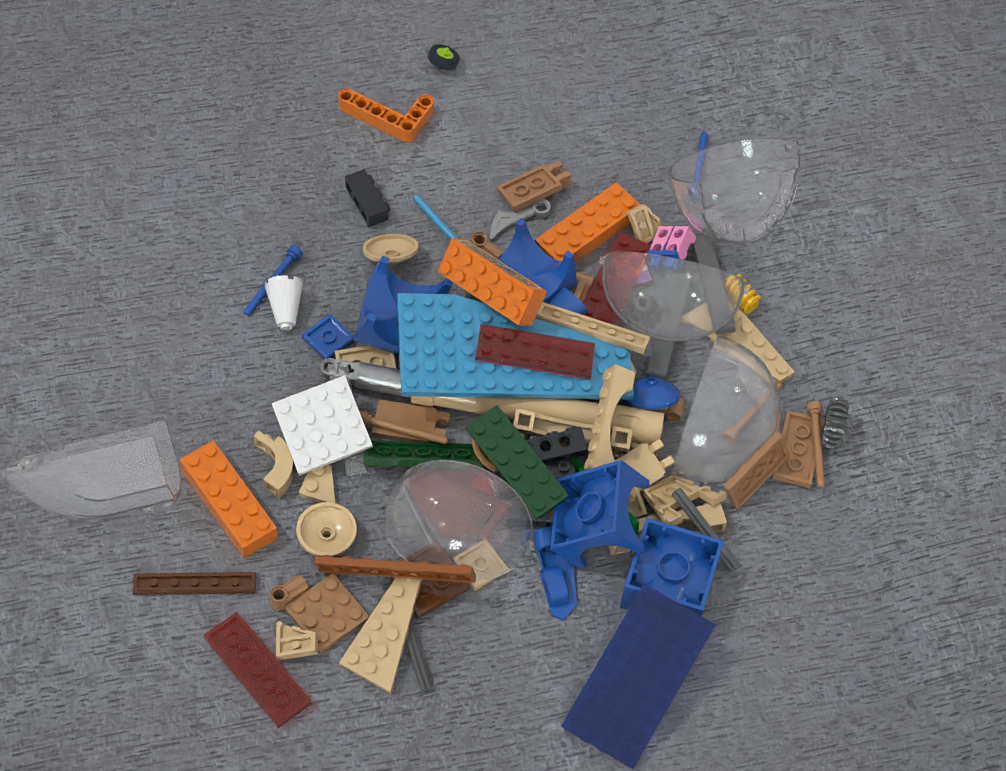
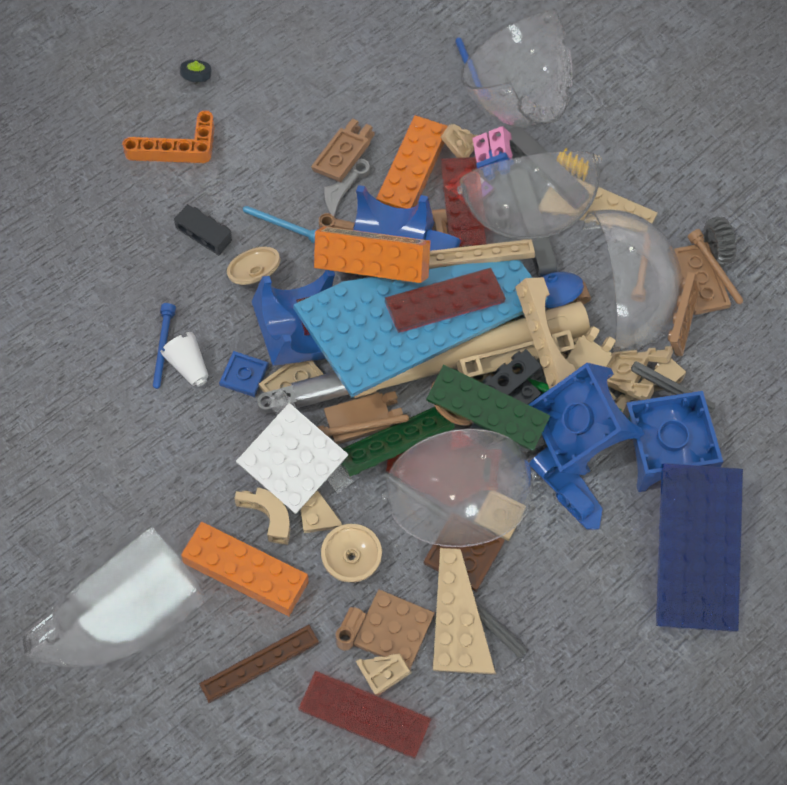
camera: 25 degrees left, 5 degrees up
(401, 569) = (431, 561): dark orange plate -> none

